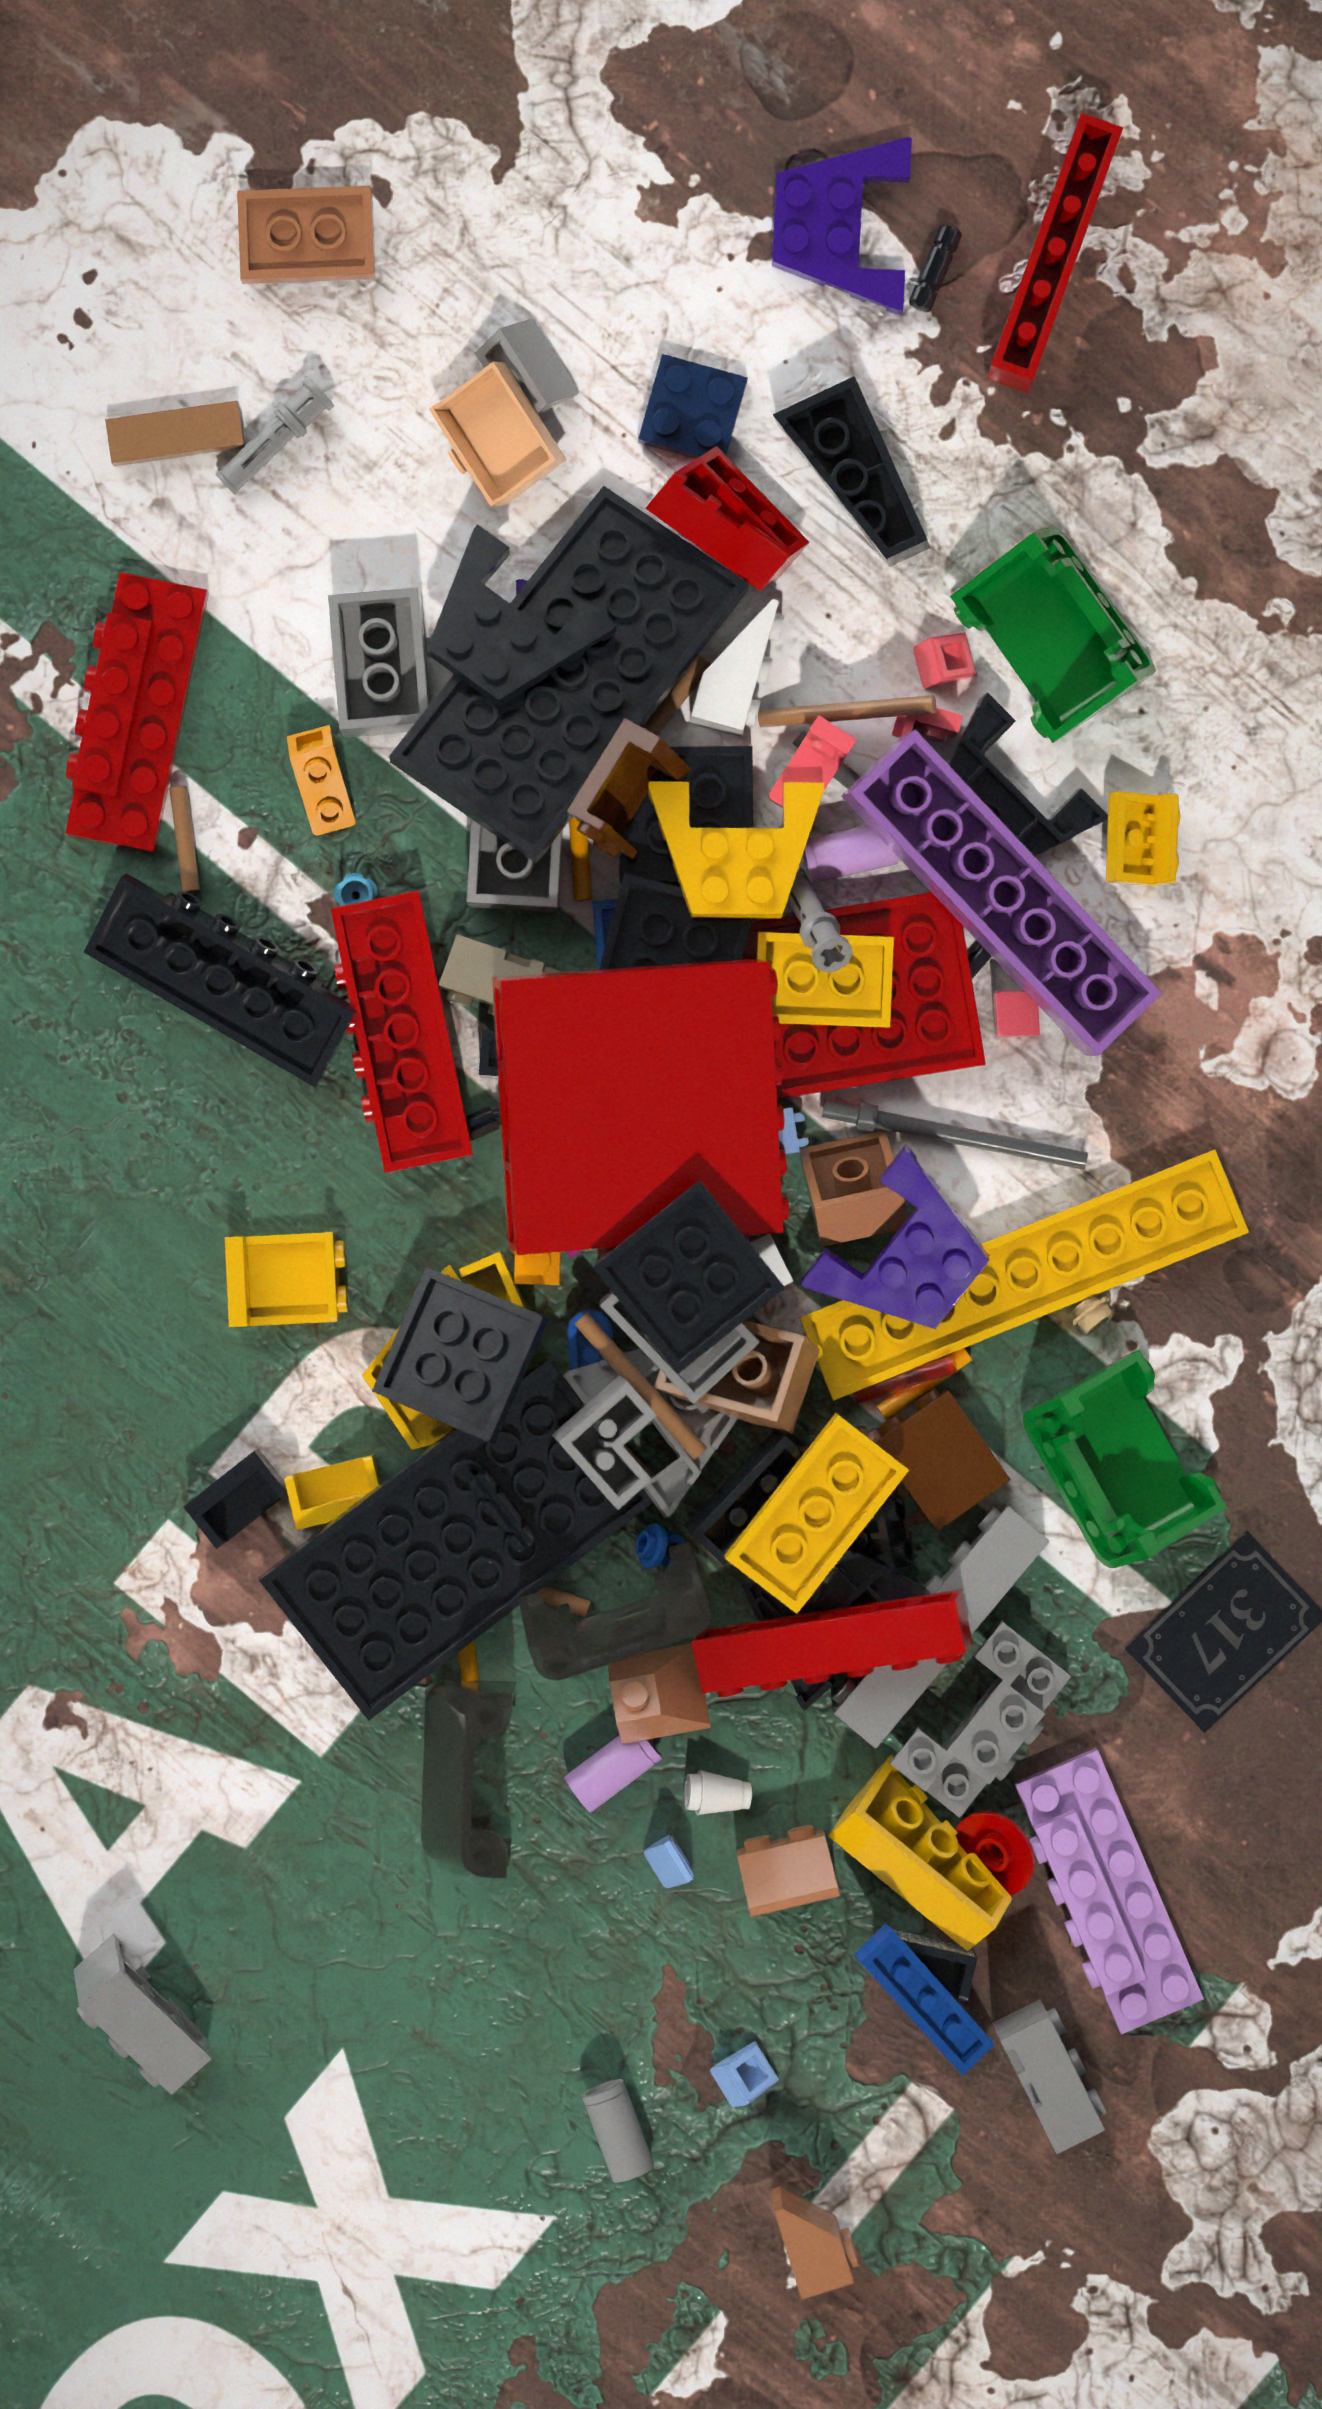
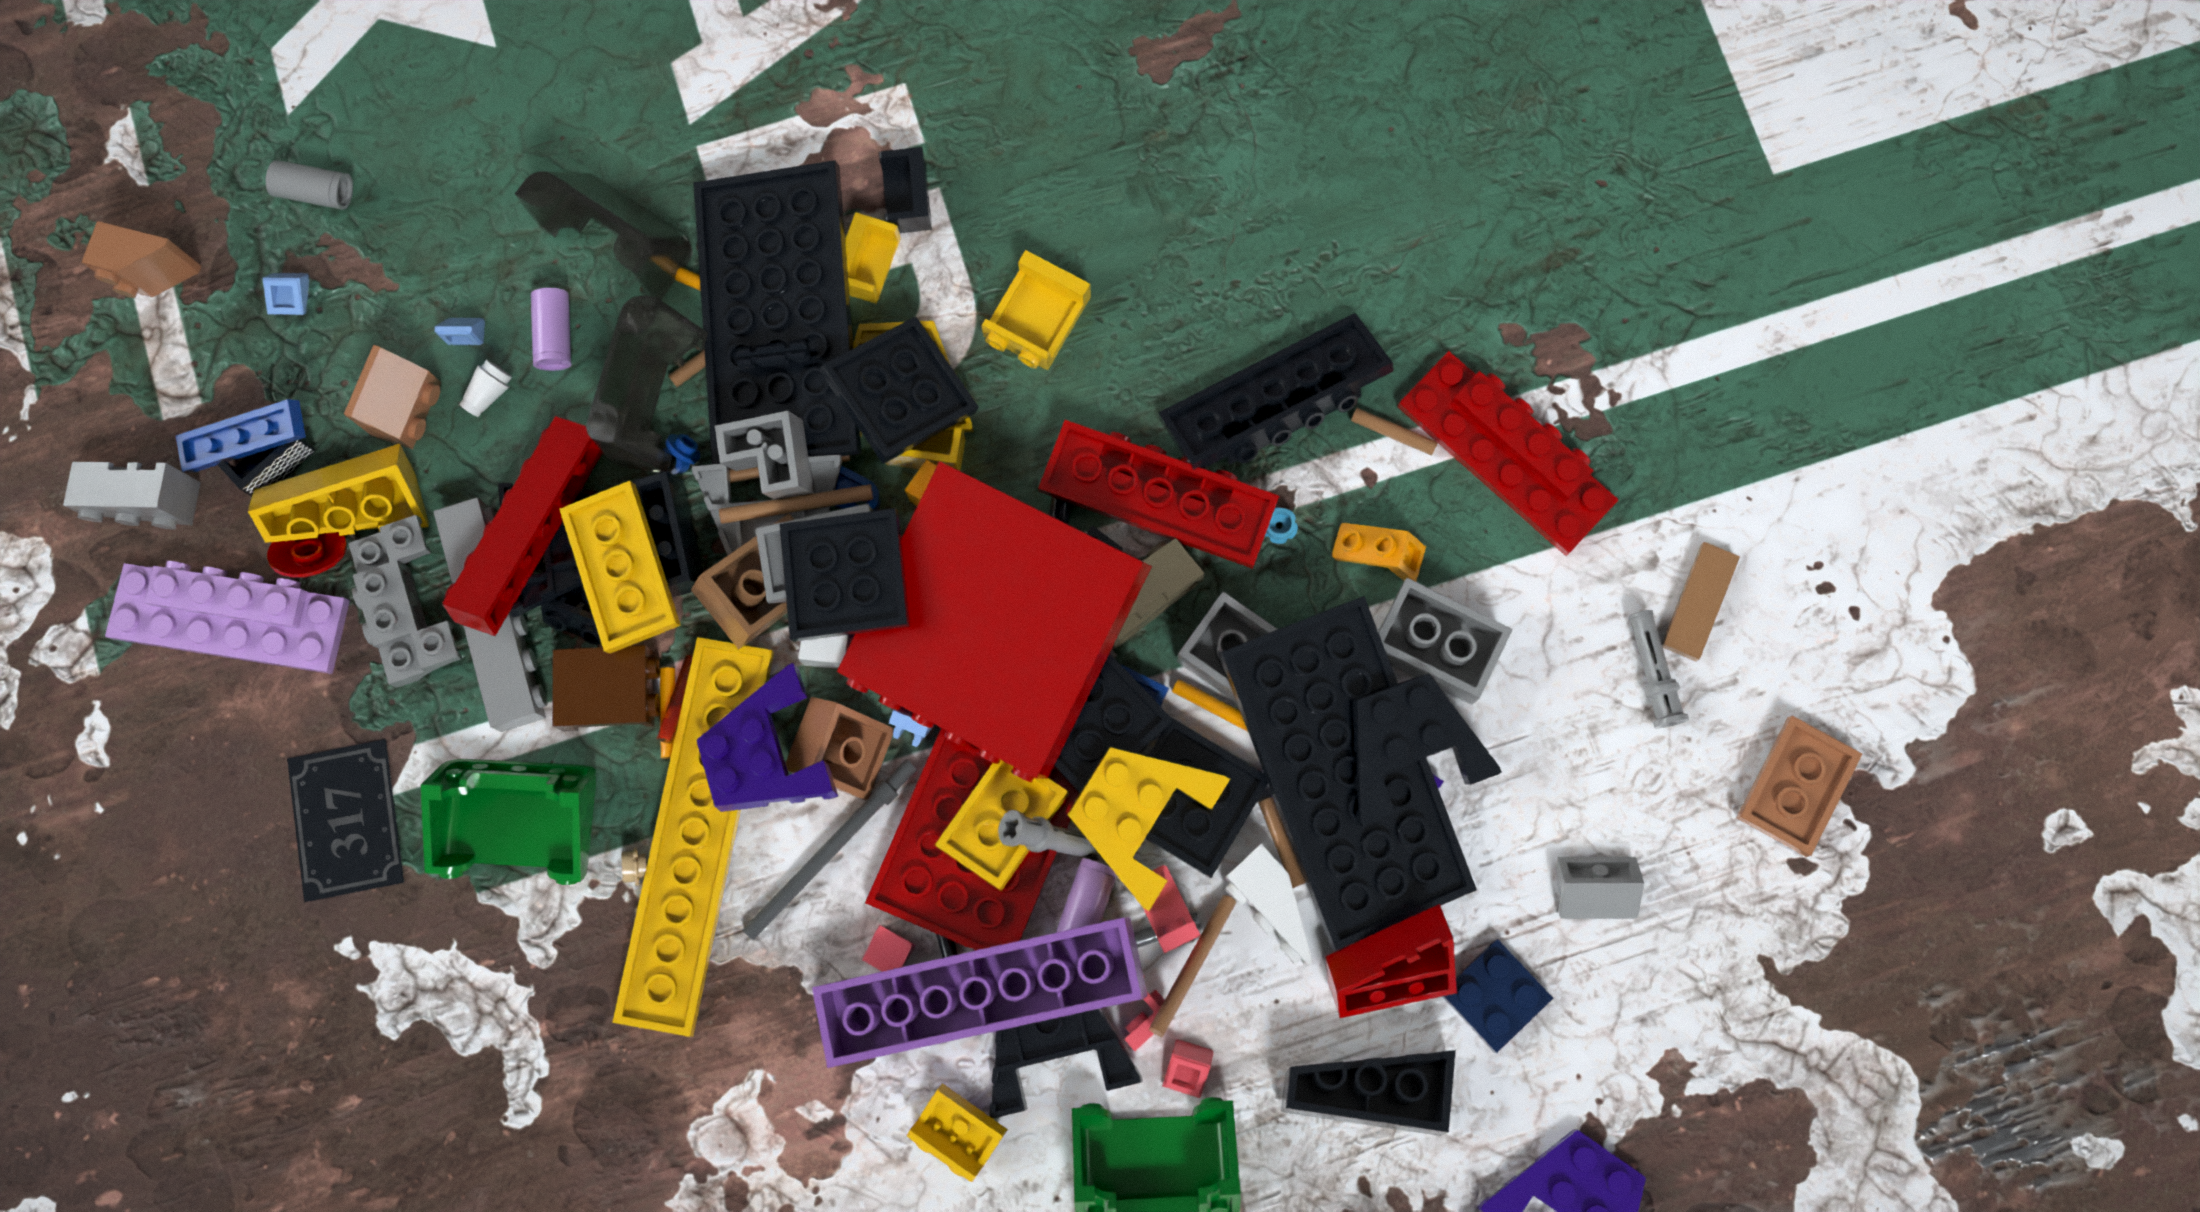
camera: 125 degrees right, 10 degrees down
(497, 435) = (1562, 832): light nougat container -> none
(621, 784) = (1238, 753): reddish brown panel -> none
(658, 1694) = (569, 381): nougat slope -> none

